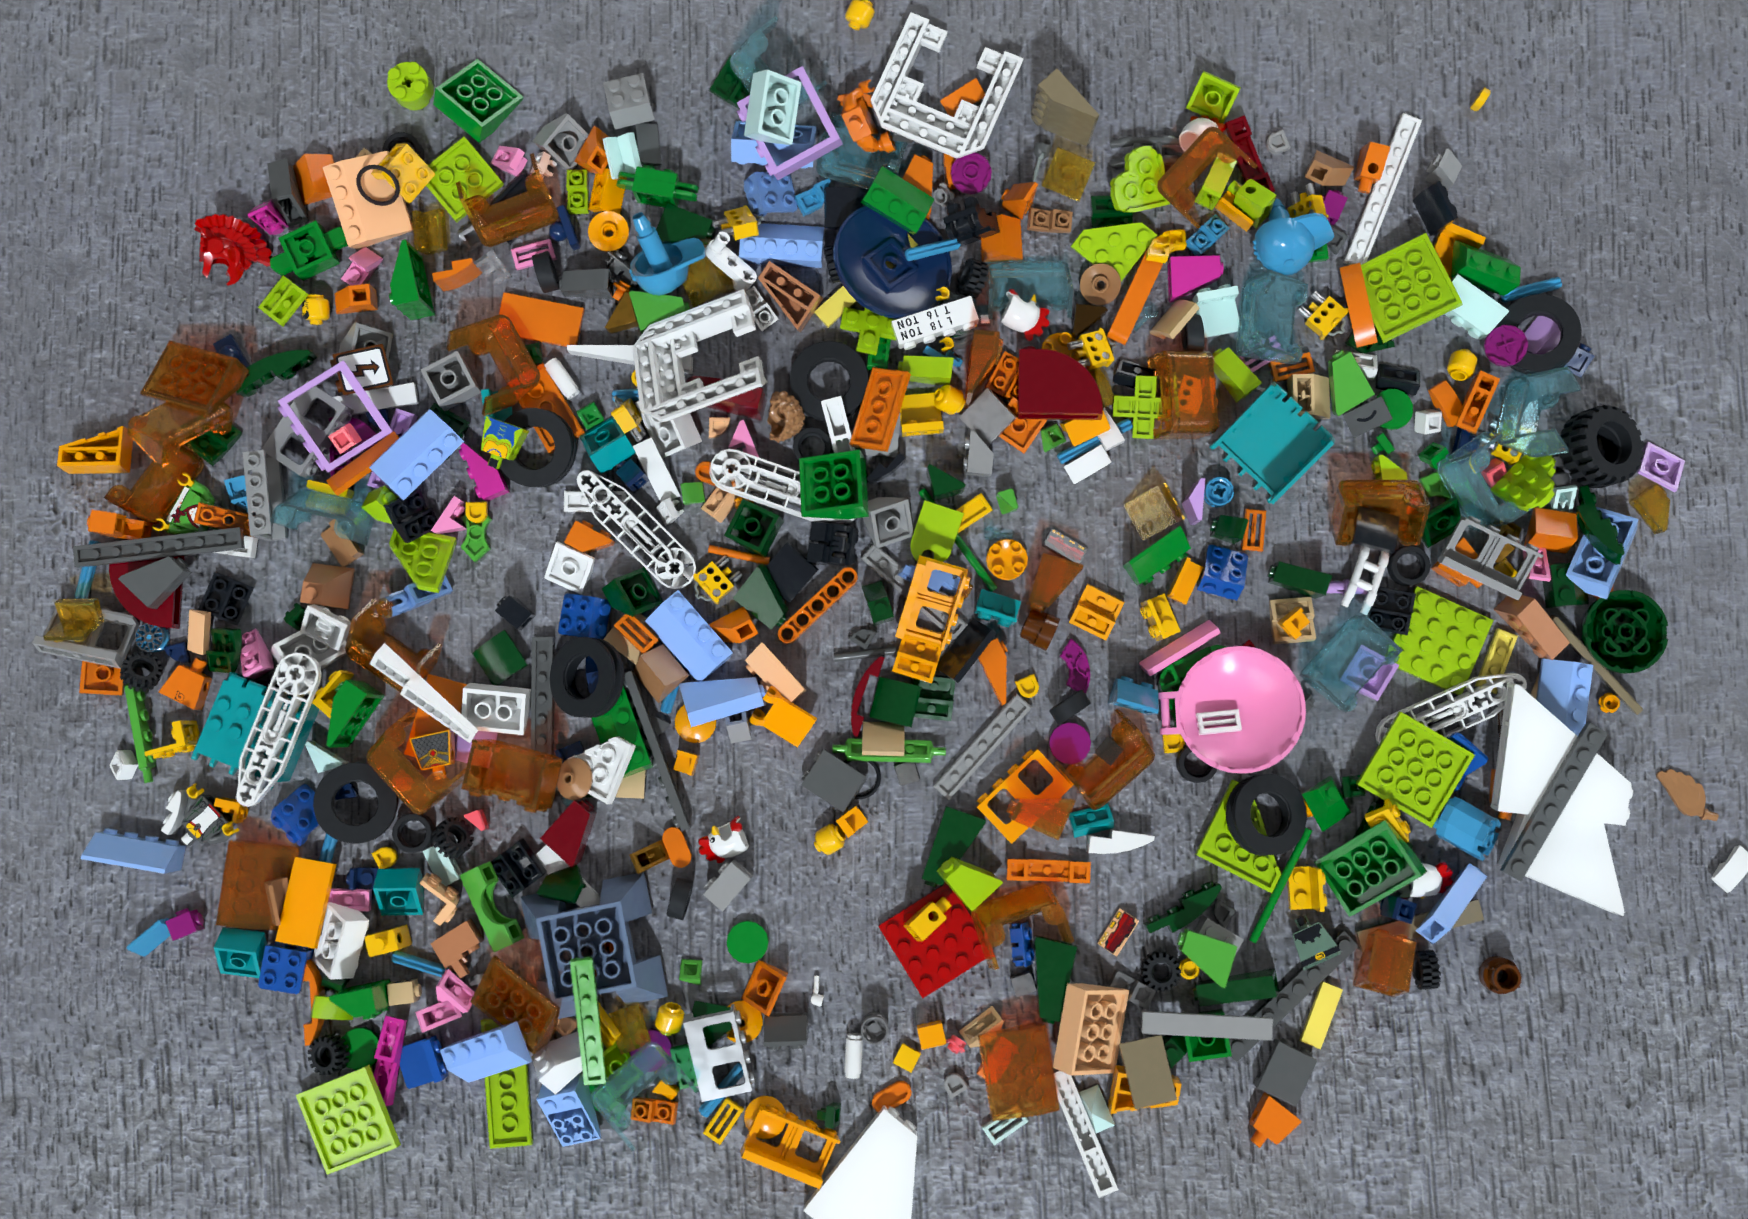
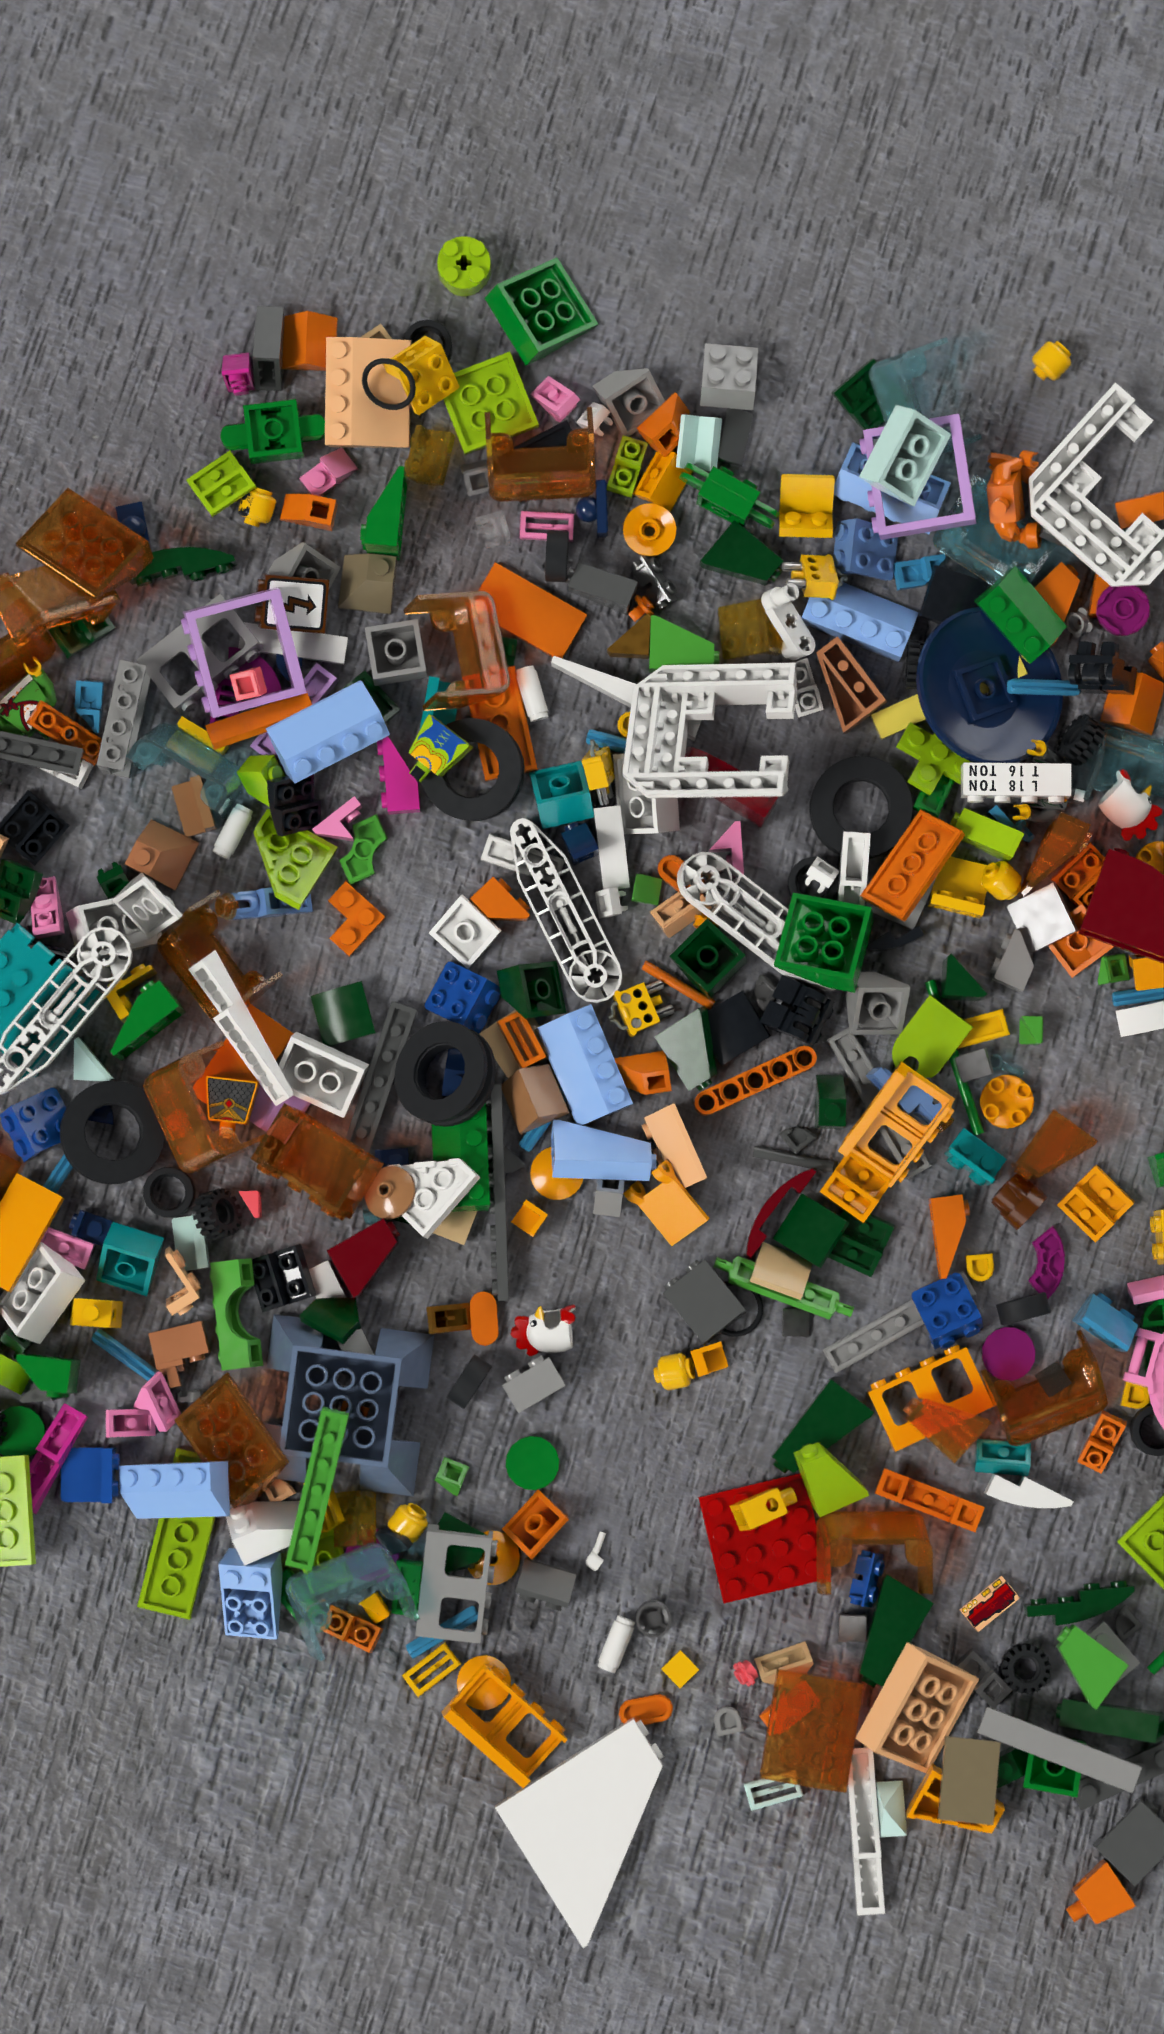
camera: 15 degrees right, 0 degrees up
(230, 243) = (178, 390): red piece -> none
(375, 551) = (232, 831): none -> white piece
(385, 857) = (123, 1210): yellow tile -> none
(404, 992) = (95, 1382): tan brick -> none
(416, 337) = (368, 583): none -> dark tan slope
(461, 274) = (455, 523): orange slope -> none
(476, 511) = (374, 823): yellow tile -> none
(490, 584) = (360, 921): none -> orange plate
(514, 612) = (381, 964): black slope -> none
(590, 415) = (552, 751): green tile -> none
(661, 1037) = (393, 1541): none -> black tile
(662, 265) = (704, 597): dark azure piece -> none
(716, 174) = (806, 506): none -> yellow bracket
(718, 426) = (704, 817): light nougat tile -> none
(784, 416) = (791, 834): medium nougat hair -> none
(802, 538) = (763, 991): none -> flat silver tile
(815, 436) = (821, 872): none -> white tile
(830, 1115) = (565, 1706): dark green tile -> none
(931, 1034) = (719, 1650): light orange panel -> none
(965, 650) = (918, 1196): black tile -> none
(974, 541) = (974, 1065): none -> flat silver slope
(1015, 727) = (947, 1311): none -> blue bracket
(1064, 547) = (1083, 1110): slope -> none
(1159, 784) = (1102, 1441): none -> orange slope
(1188, 969) = (1061, 1678): yellow plate -> none

